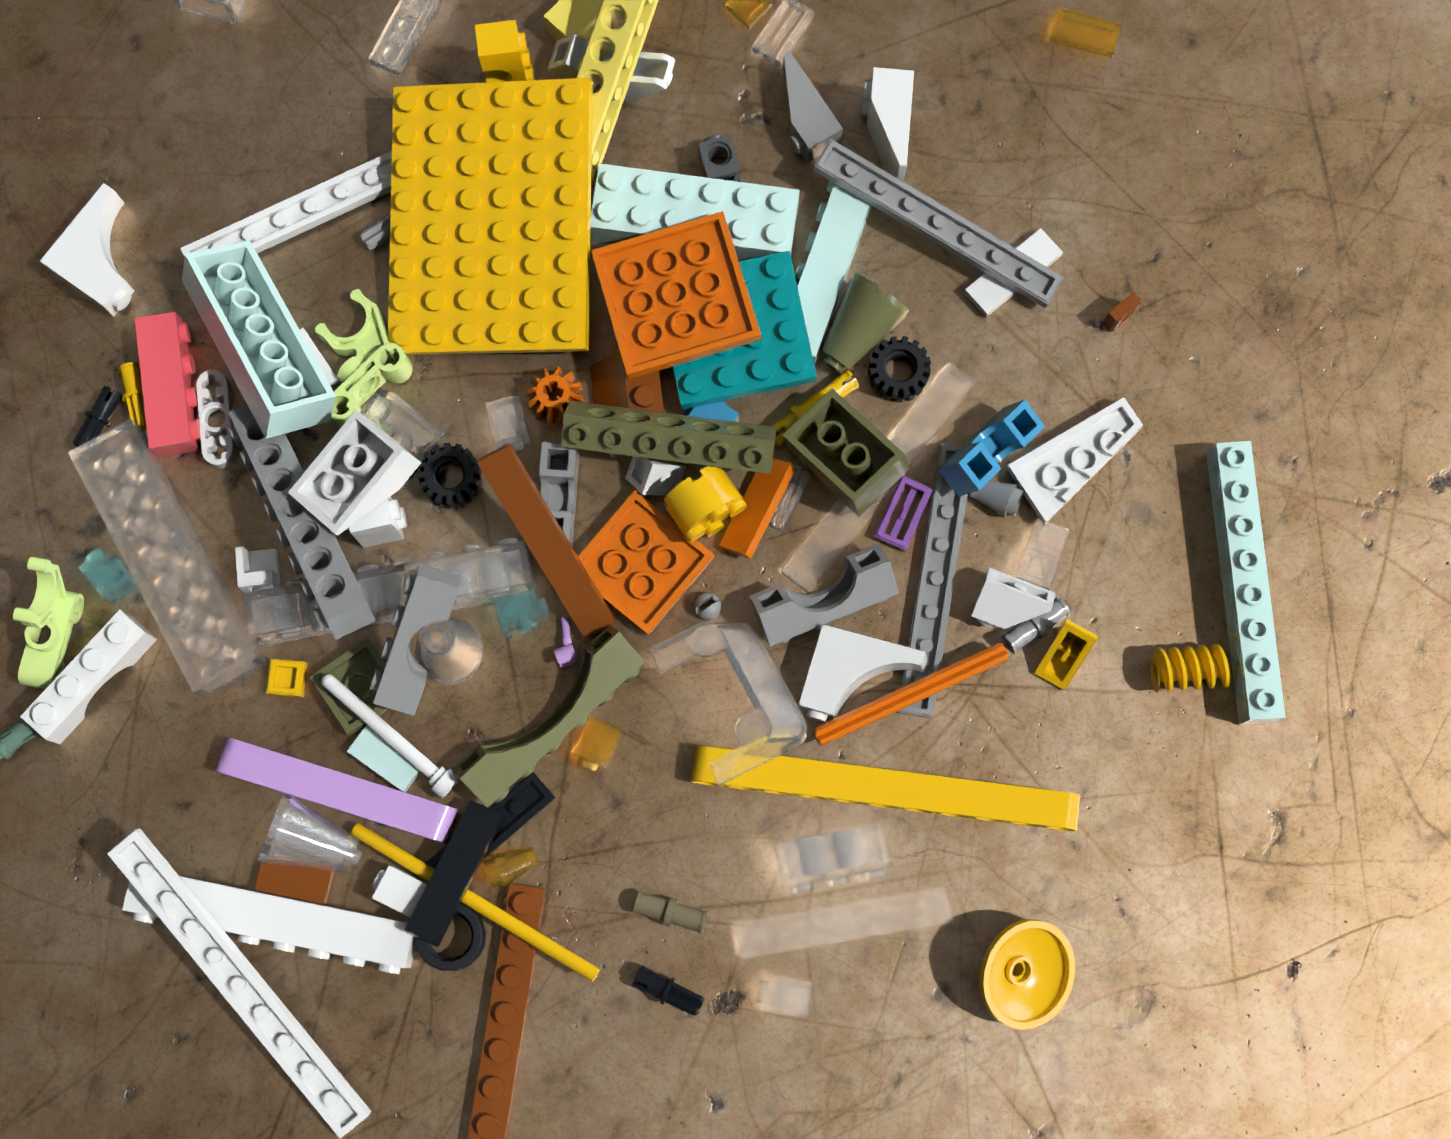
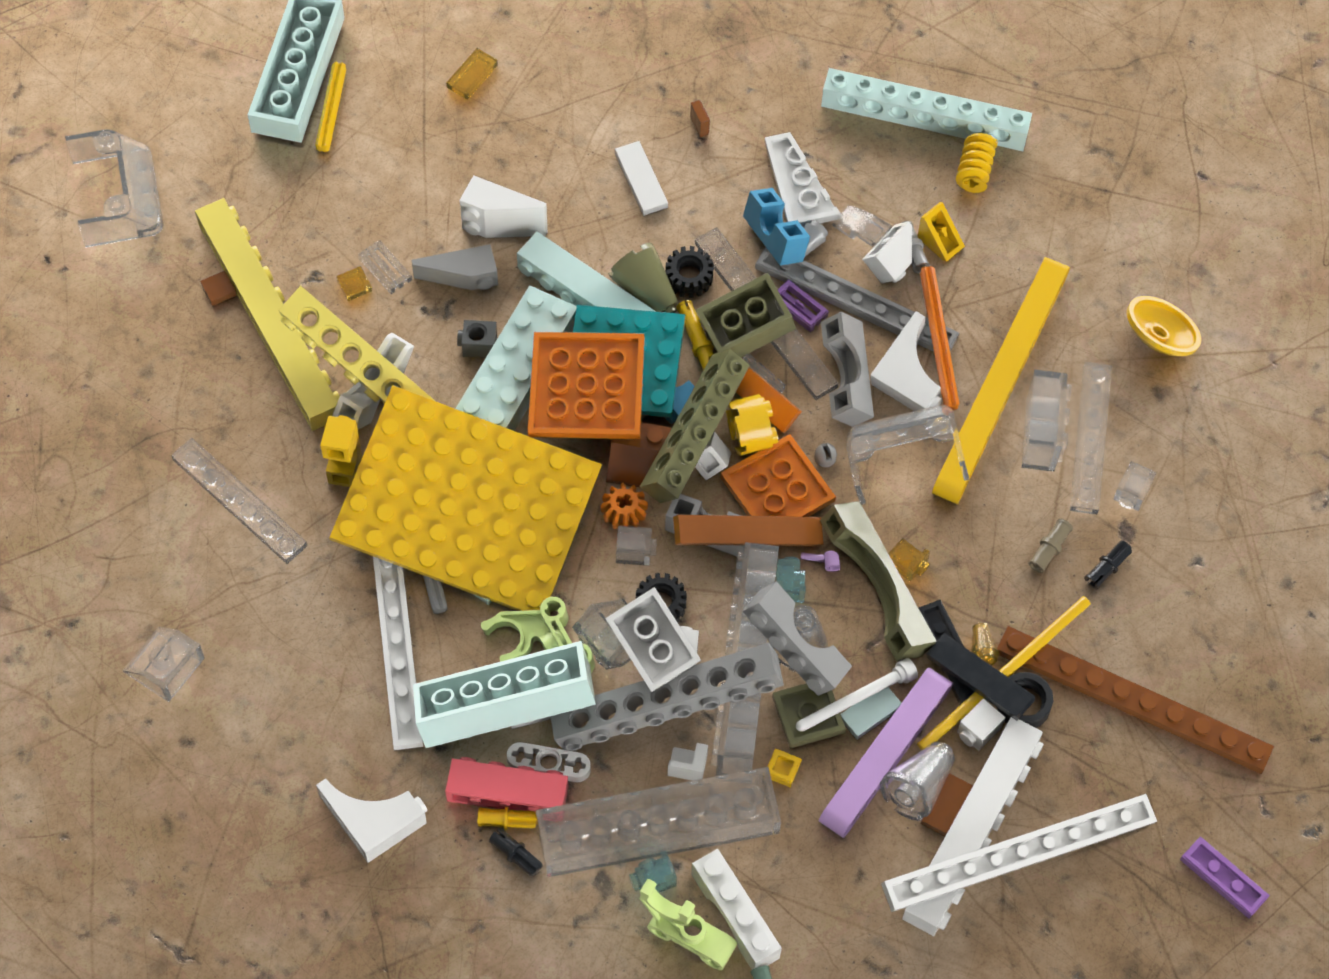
camera: 75 degrees left, 15 degrees down
(938, 223) = (588, 208): light grey tile -> none

